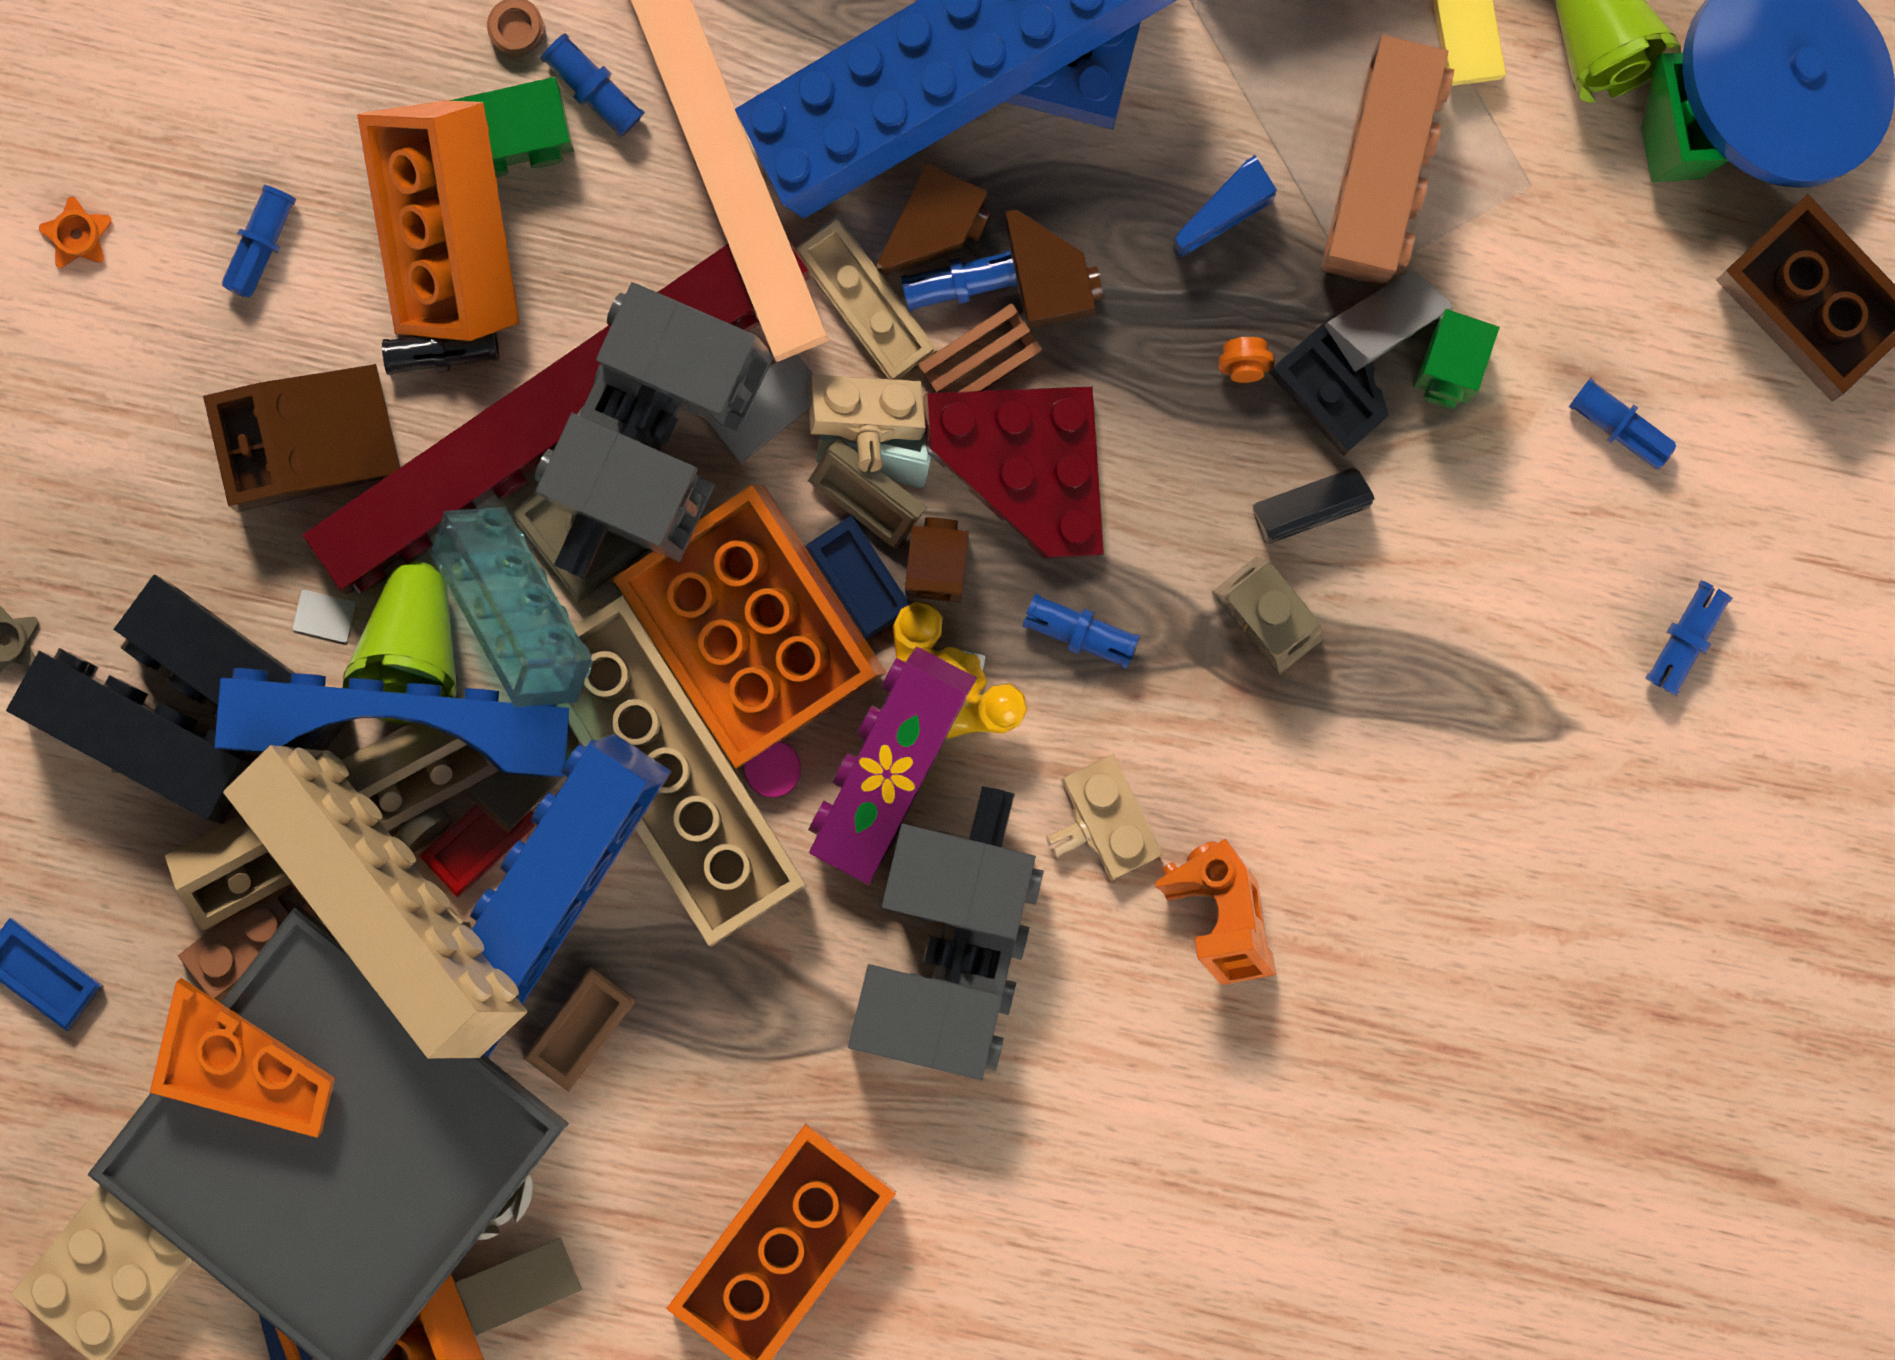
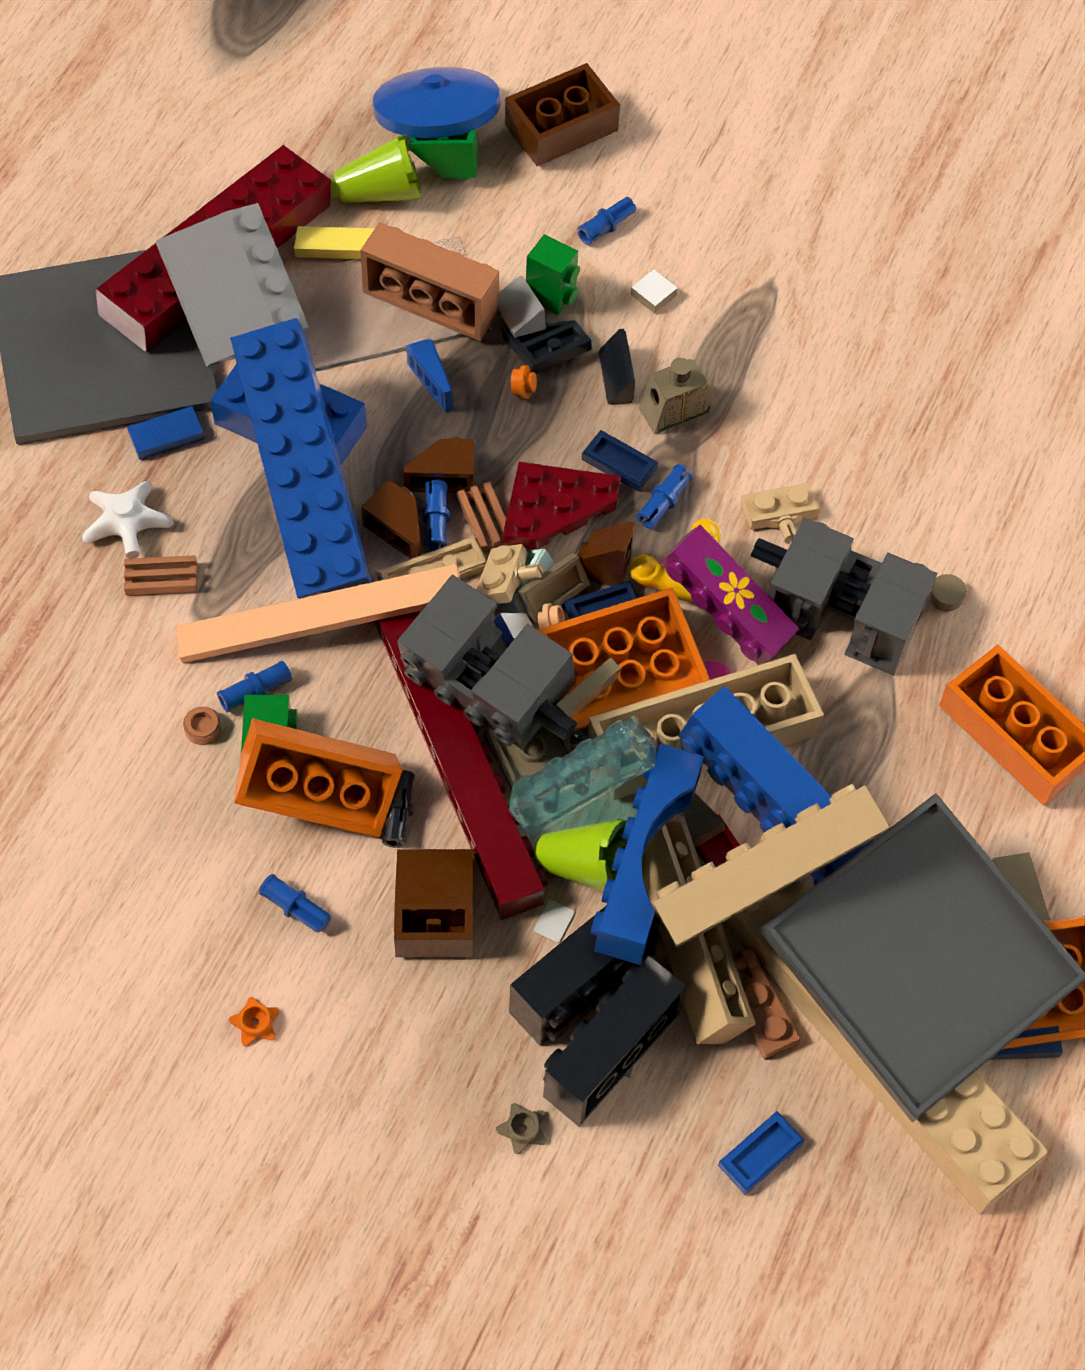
camera: 80 degrees left, 25 degrees down
(236, 1068) = (863, 988): orange wing -> none
(657, 582) = (589, 688): none -> dark tan tile
(778, 455) = (511, 625): none -> white tile
(806, 503) = (550, 615): none -> light nougat plate
(1013, 1108) = (948, 592): none -> dark tan tile
(1140, 546) = (619, 459): none -> dark blue tile
(1238, 942) = (850, 441): orange tile -> none
(1494, 533) = (654, 291): none -> white tile
(1688, 638) = (734, 214): blue pin -> none

